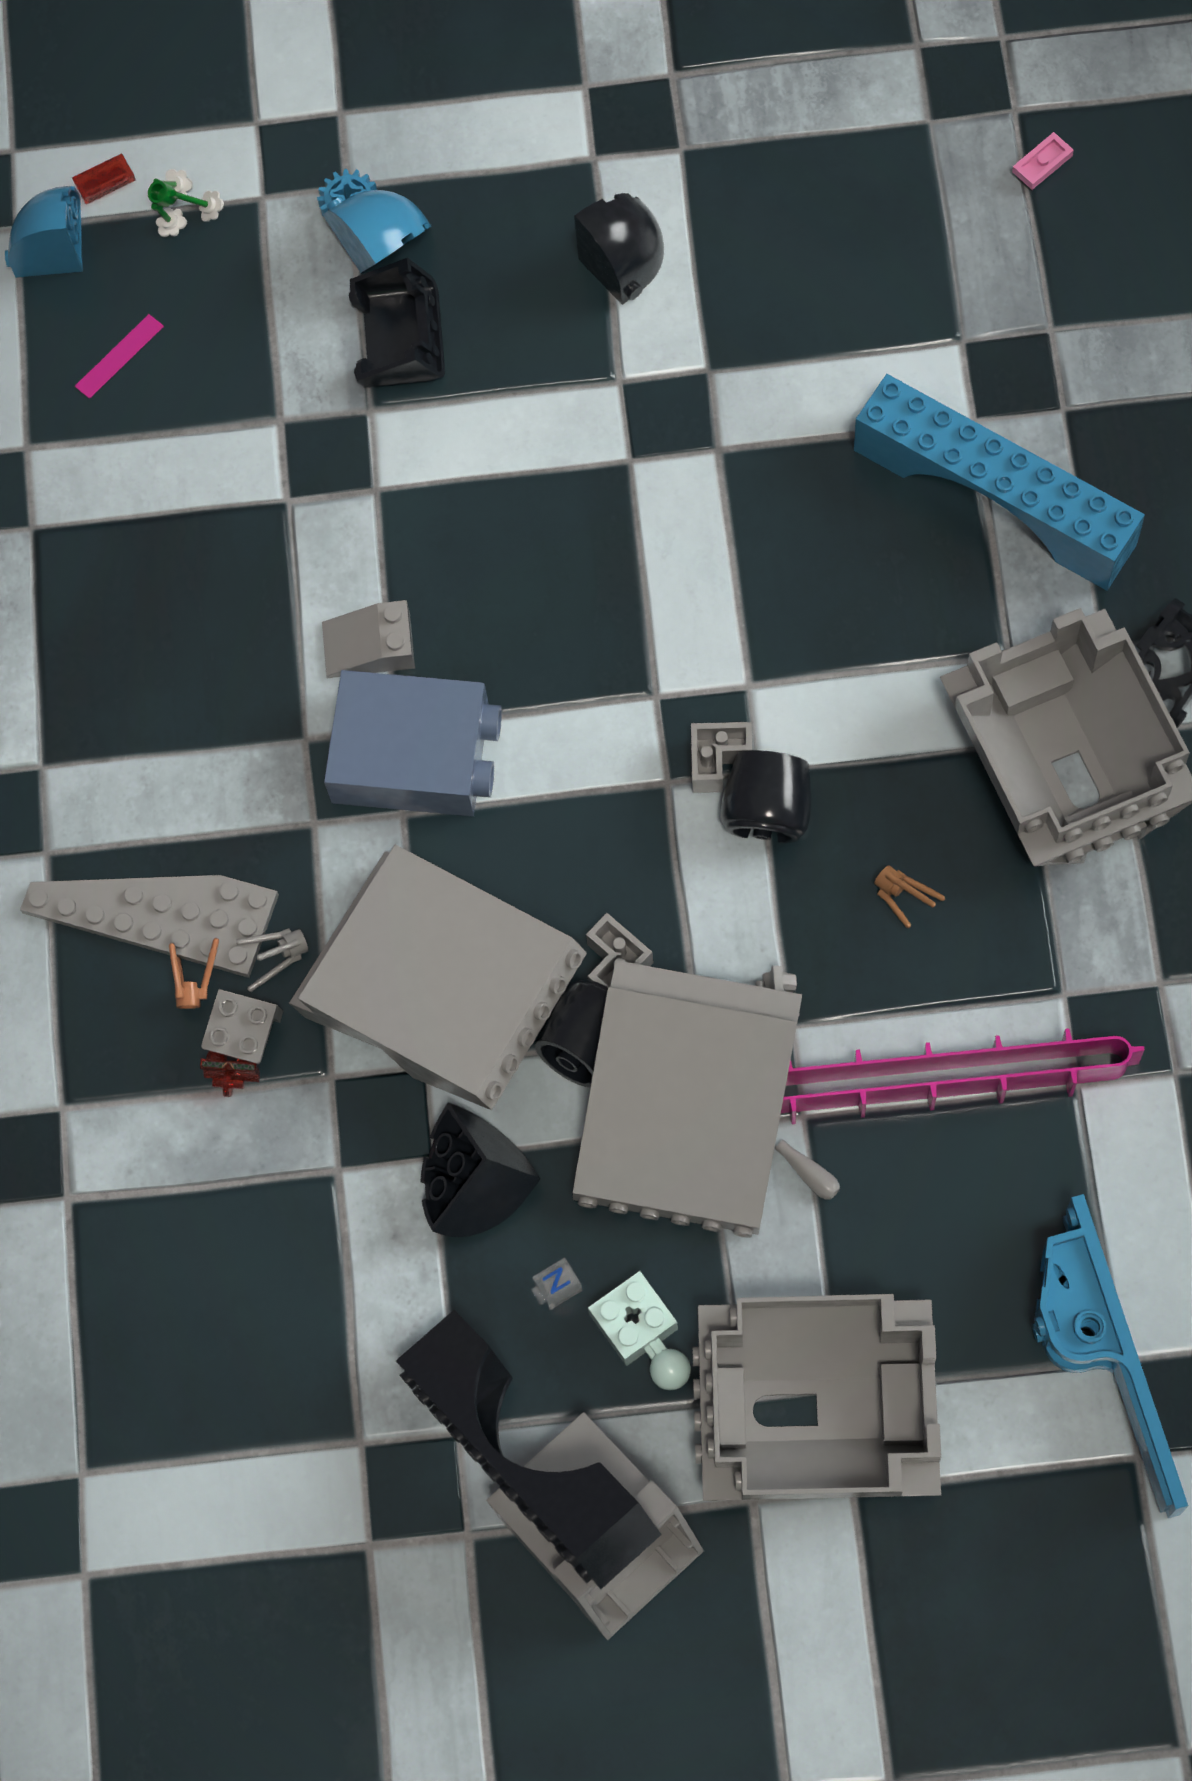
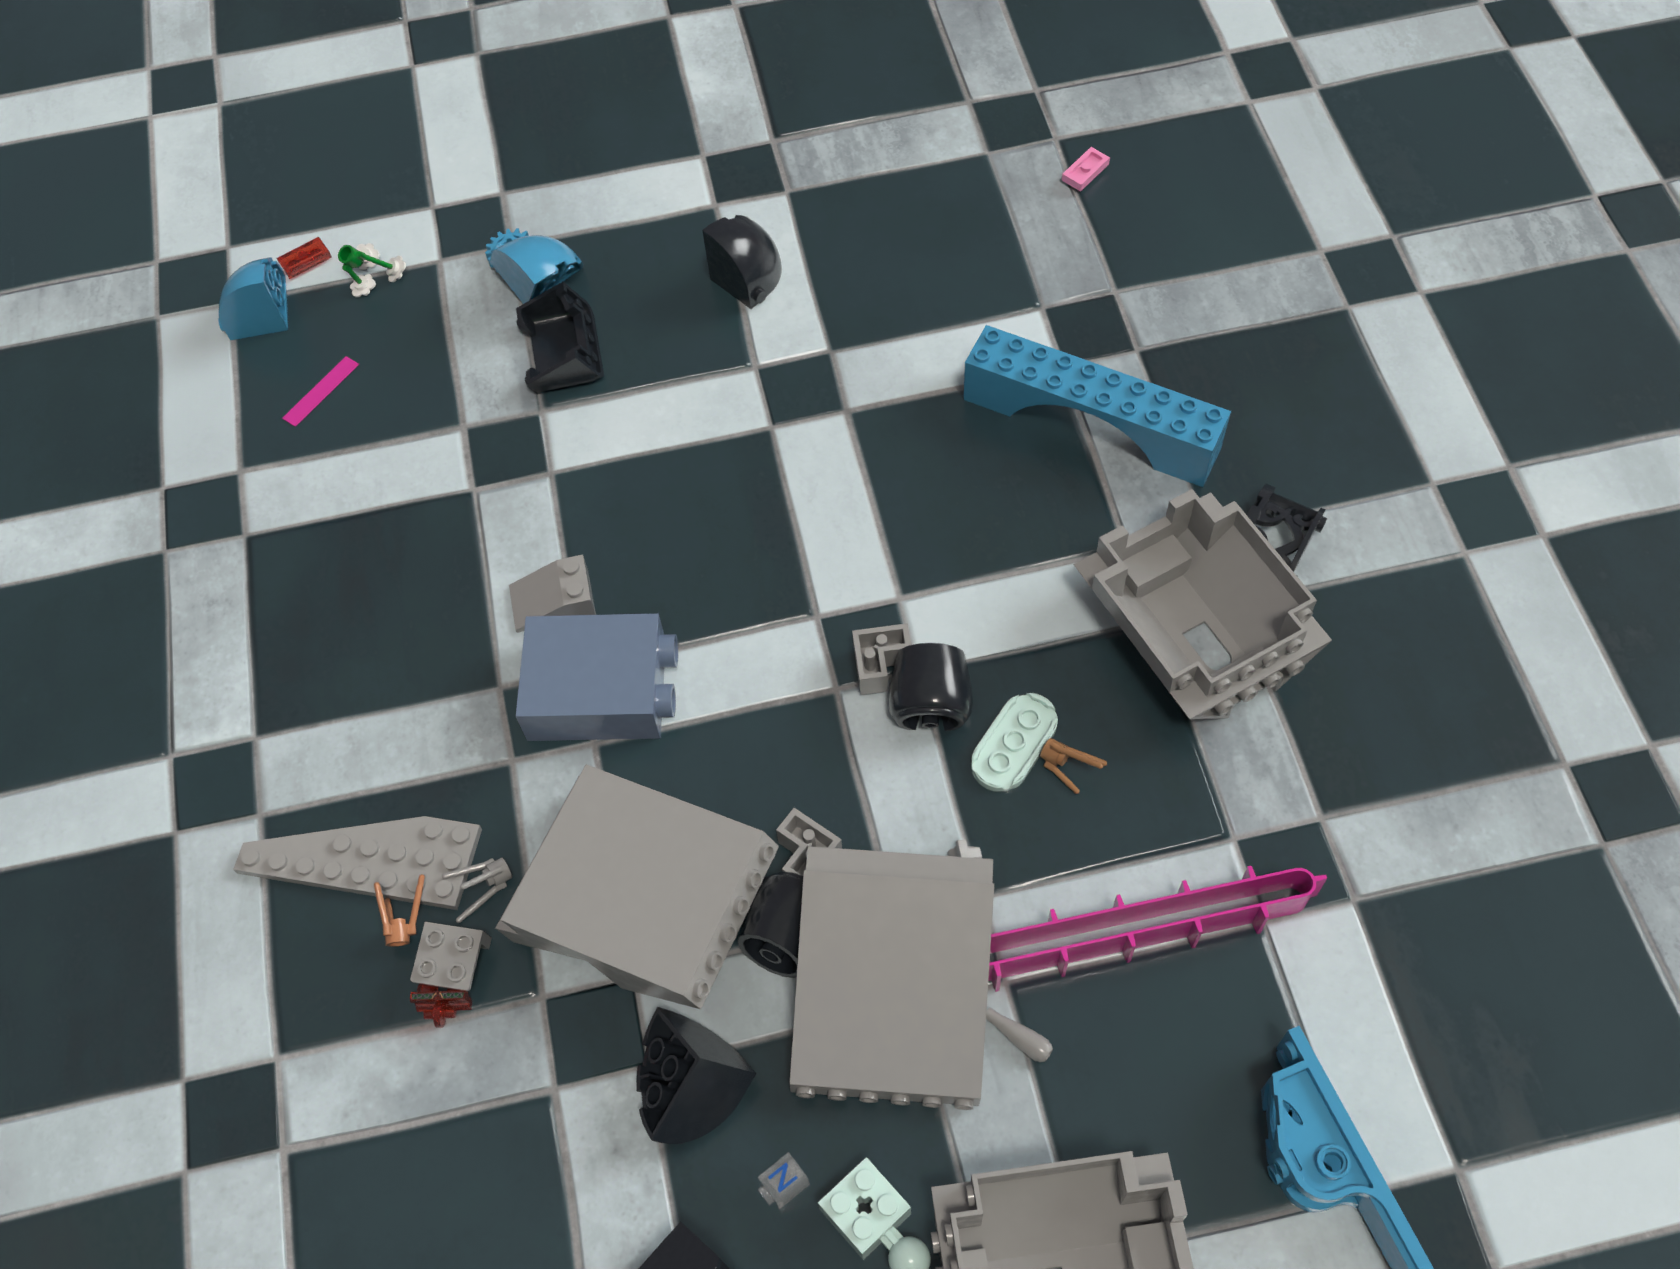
camera: 10 degrees left, 10 degrees down
(850, 863) = (1014, 742): none -> light aqua tile

